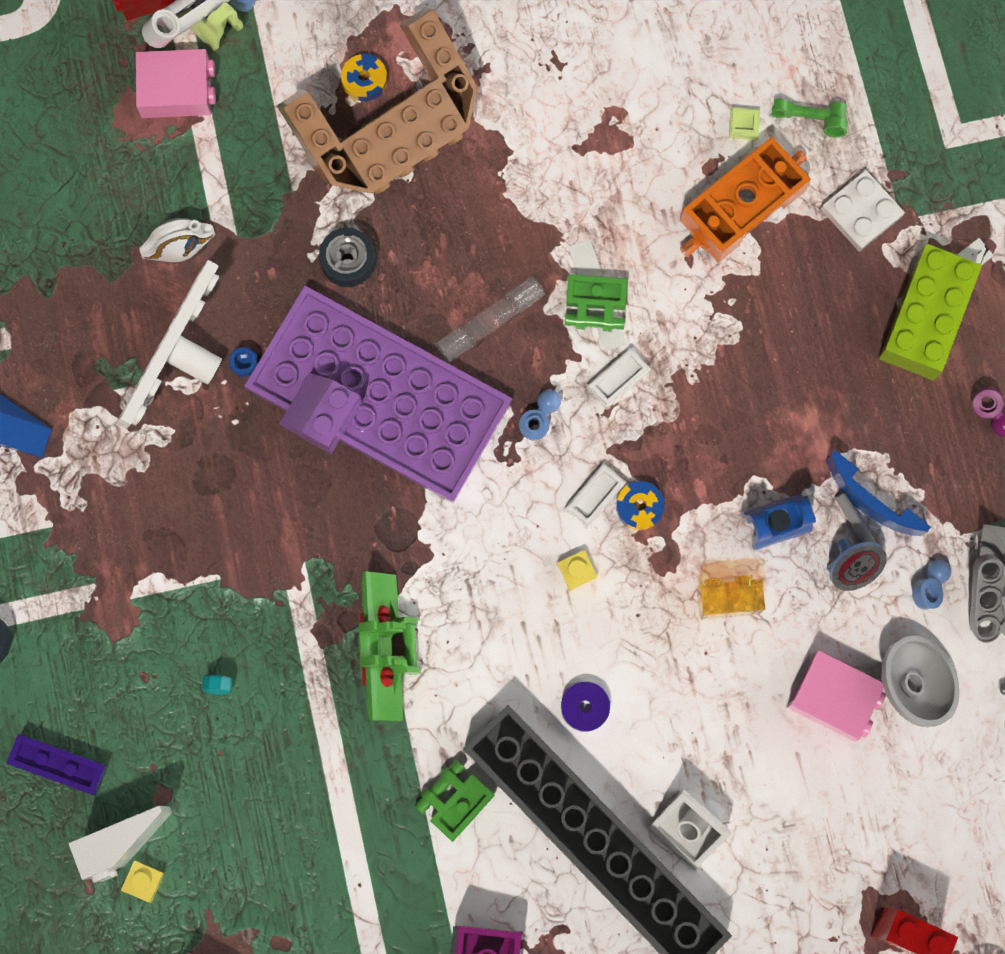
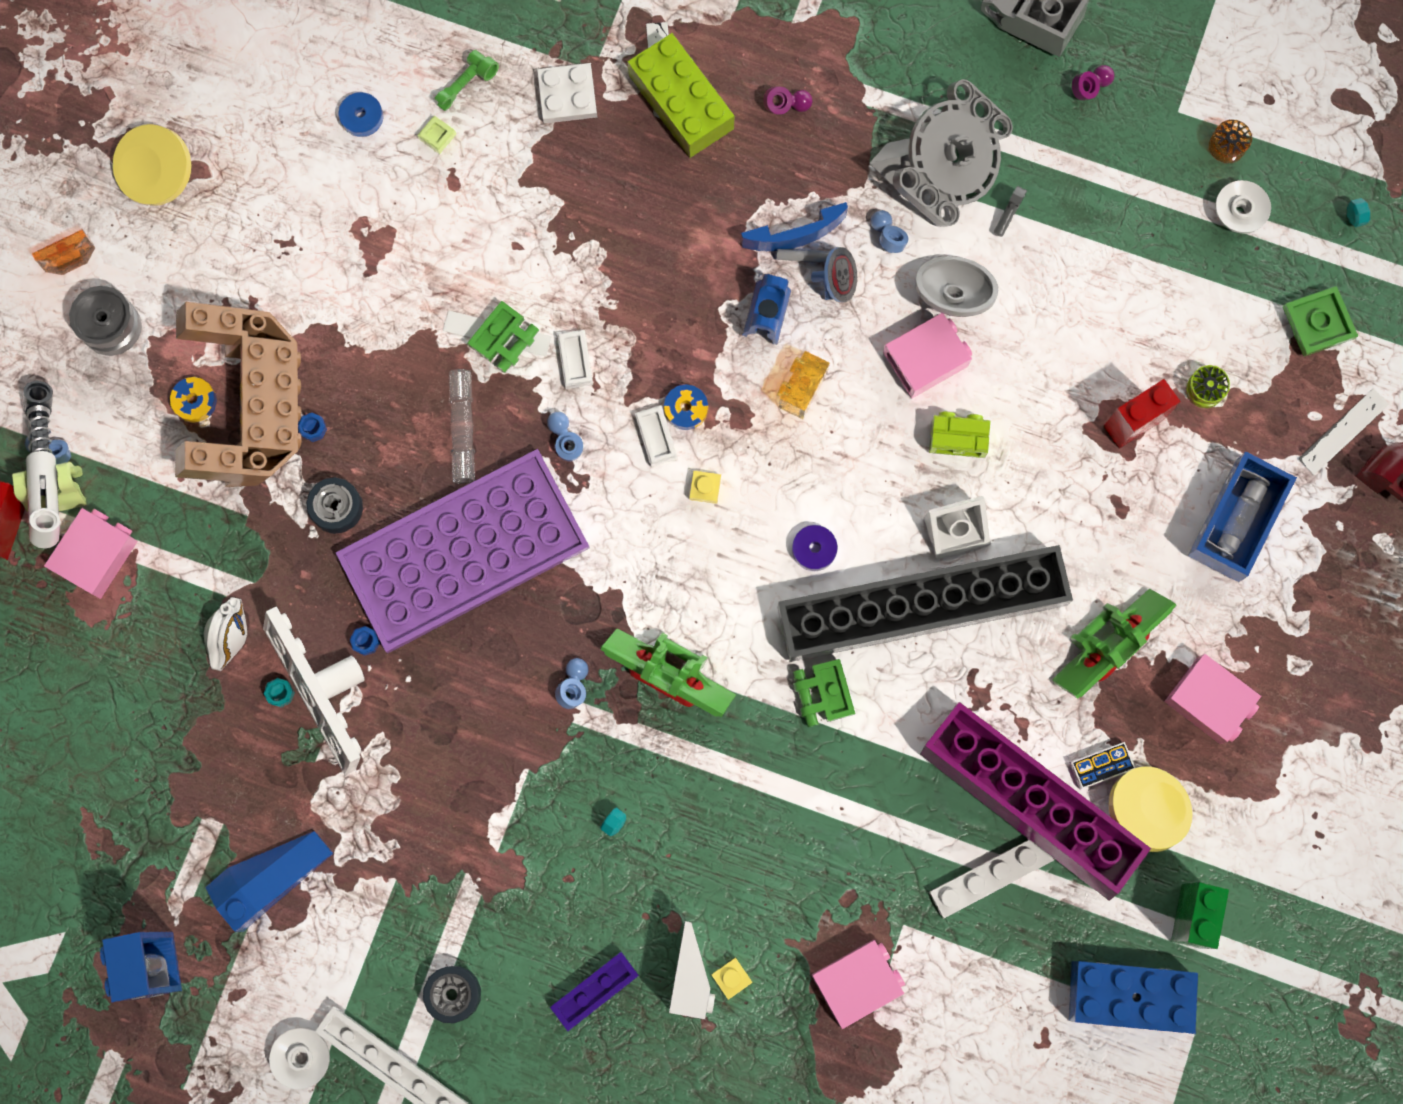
camera: 55 degrees left, 0 degrees up
(152, 319) = (279, 692): none -> teal tile
(321, 412) = (448, 602): medium lavender slope -> none
(334, 563) = (576, 670): none -> medium blue plate
(404, 192) = (312, 427): none -> blue tile
(717, 59) = (358, 103): none -> blue piece
(722, 220) = (503, 198): orange brick -> none
(780, 775) = (959, 435): none -> lime brick

